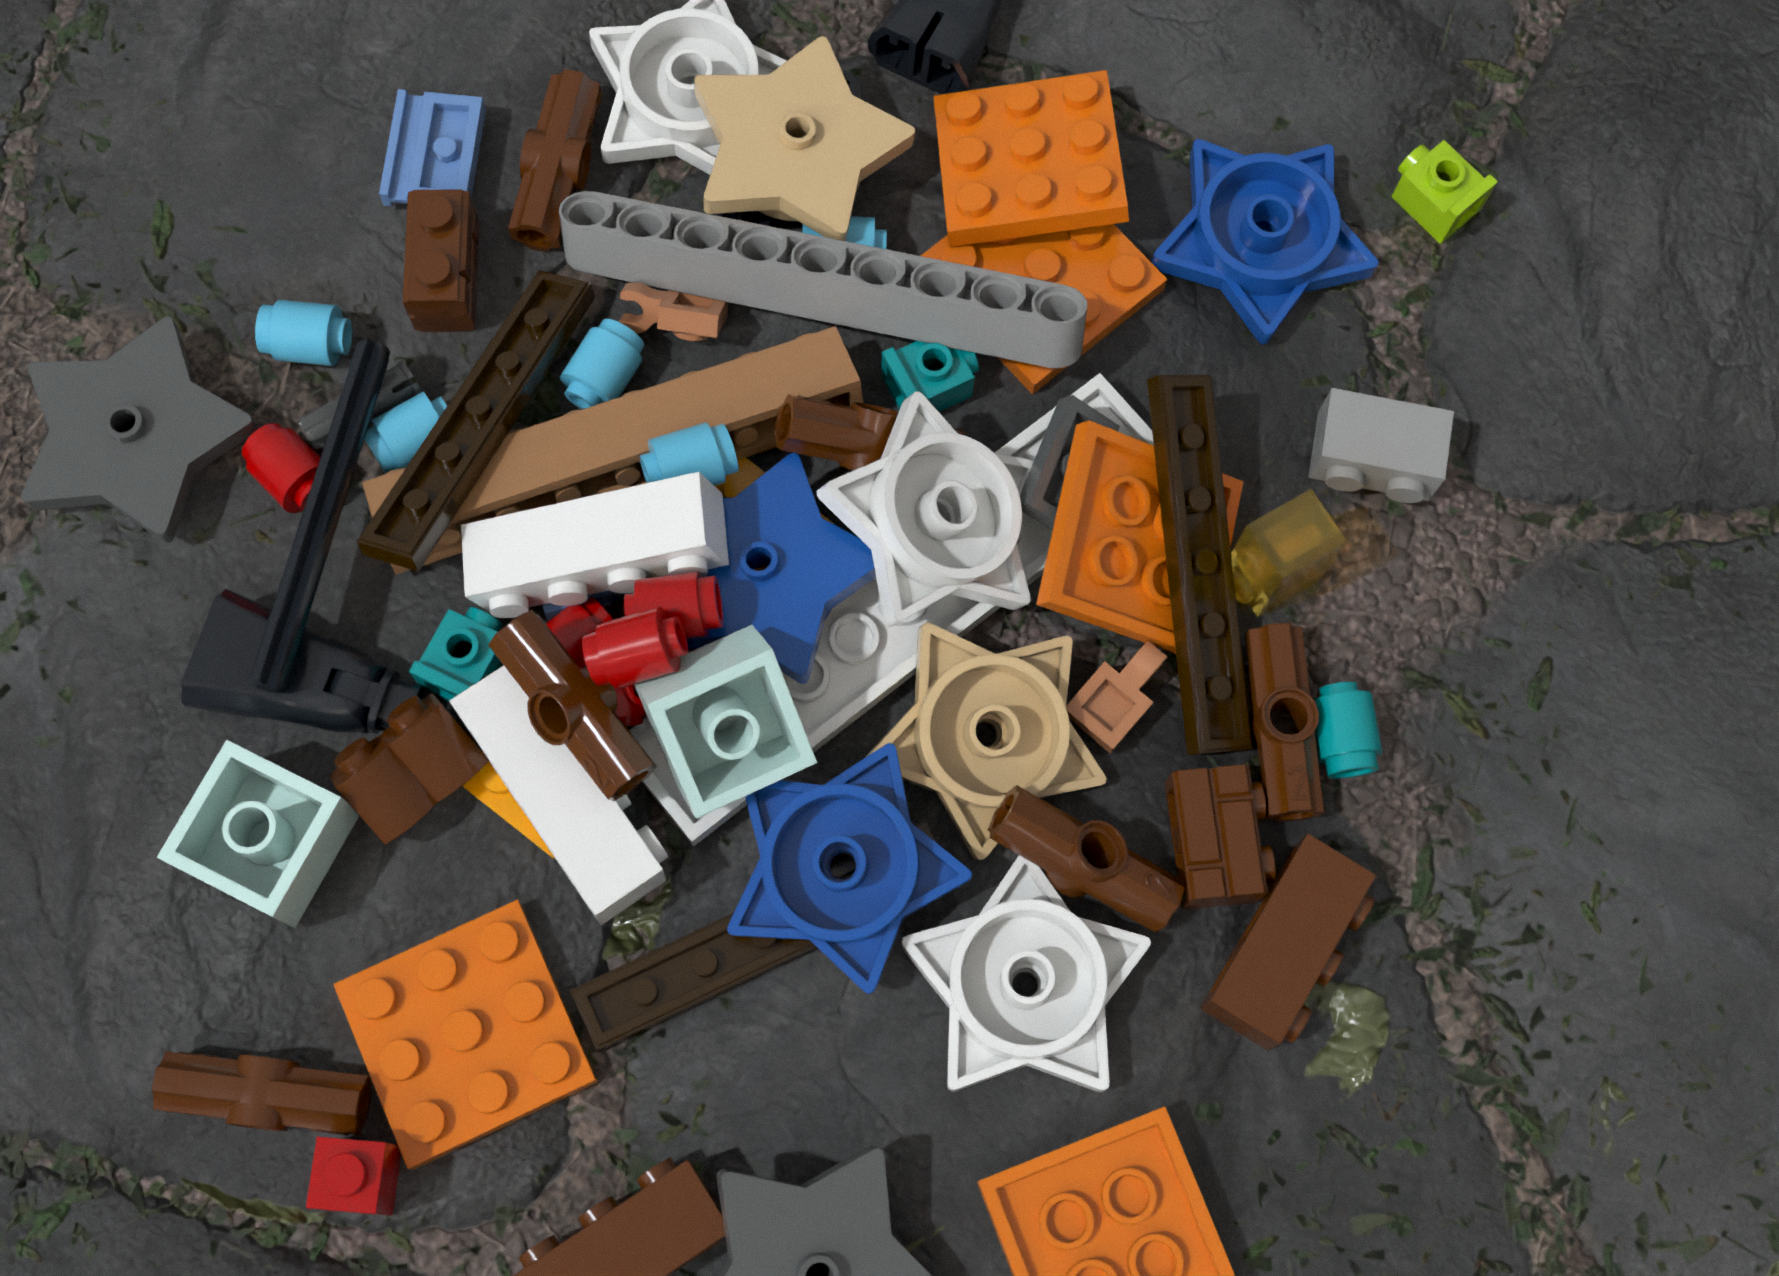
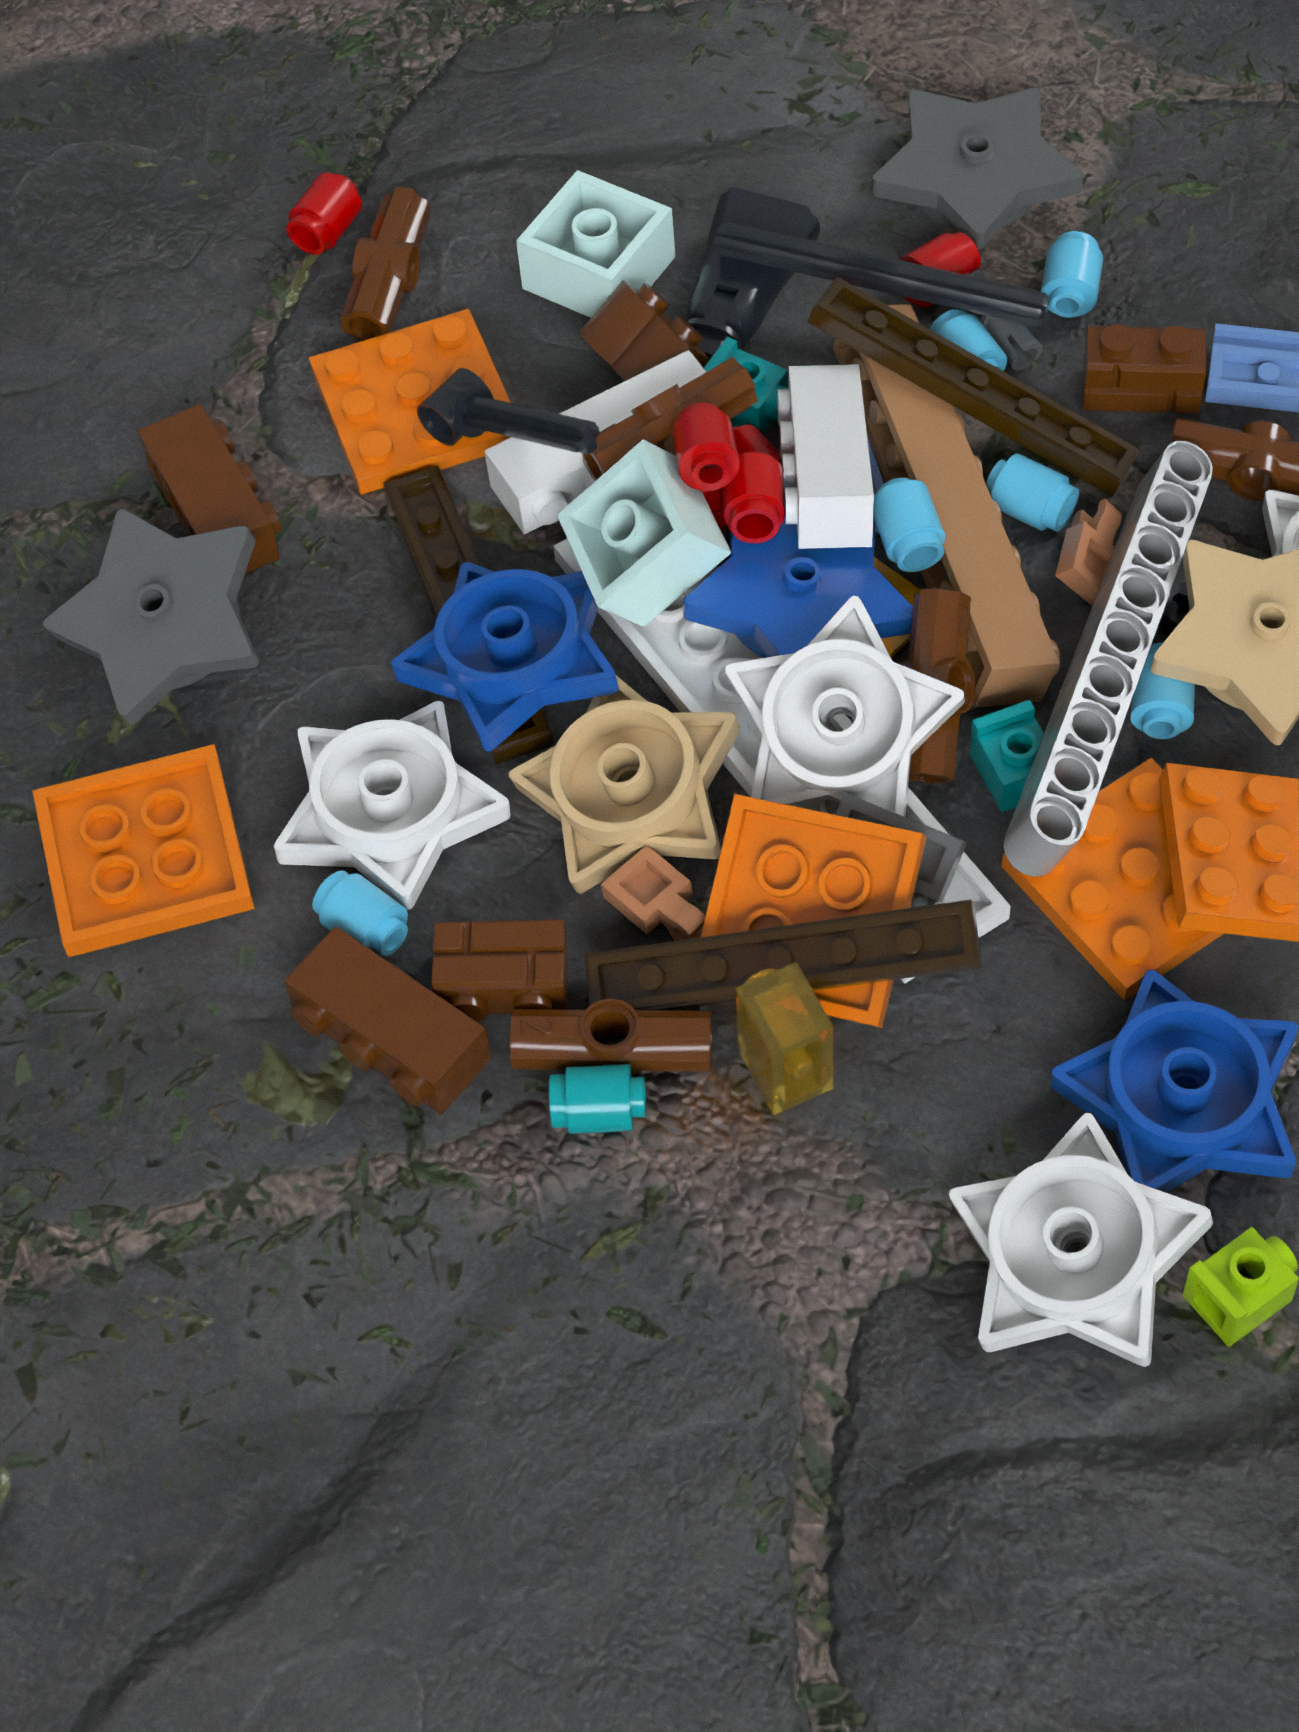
camera: 105 degrees right, 15 degrees down
(173, 1185) = (323, 213): none -> red brick
(354, 1176) = (305, 316): red brick -> none
(522, 954) = (468, 409): none -> black axle
(1113, 871) = (511, 807): reddish brown piece -> none
(1169, 987) = (361, 912): none -> medium azure brick
(1381, 445) = (909, 1163): light grey brick -> none
(1473, 304) = (1067, 1199): none -> white plate

